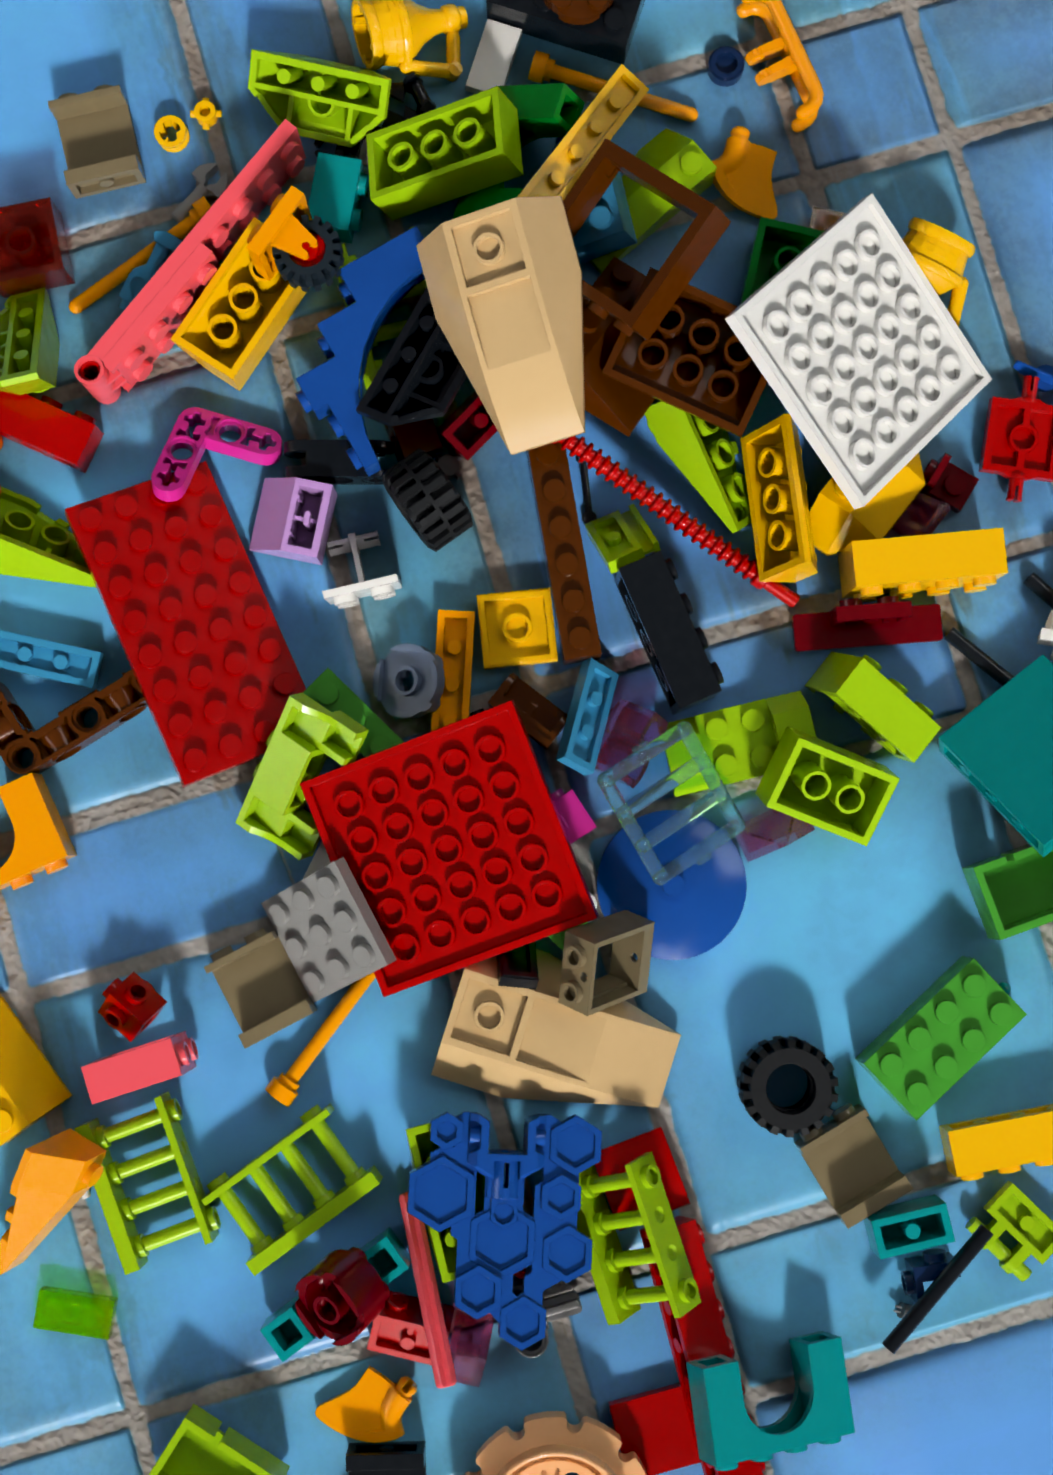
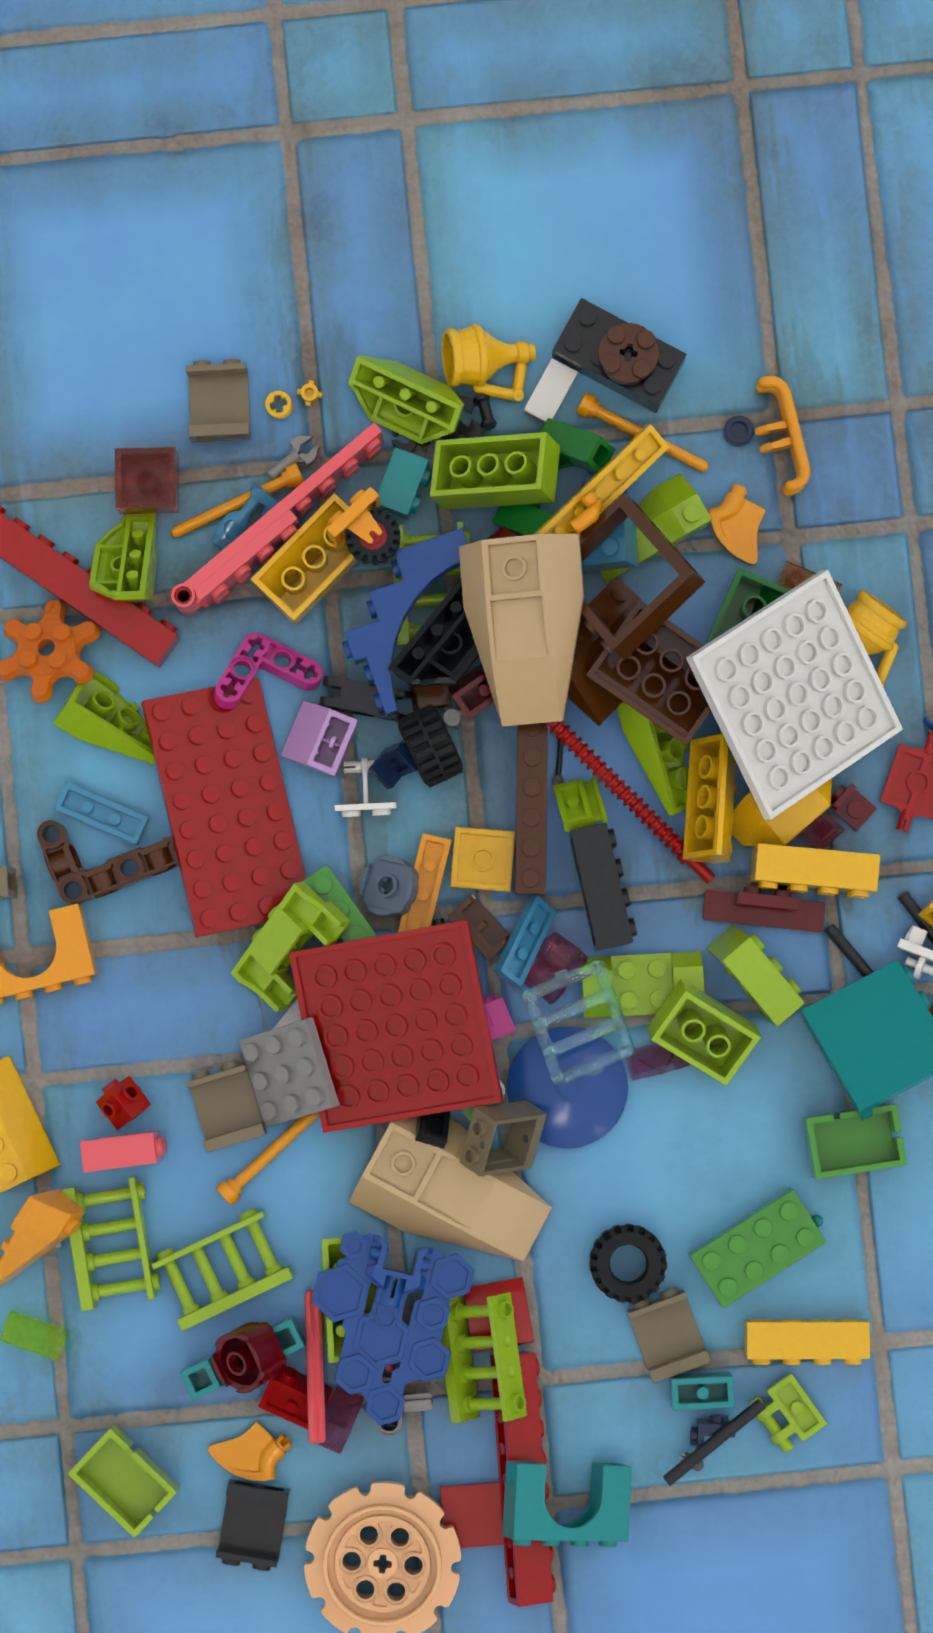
camera: 15 degrees right, 0 degrees up
(387, 532) = (393, 764): none -> dark blue bracket
(569, 175) = (590, 515): none -> light orange arm

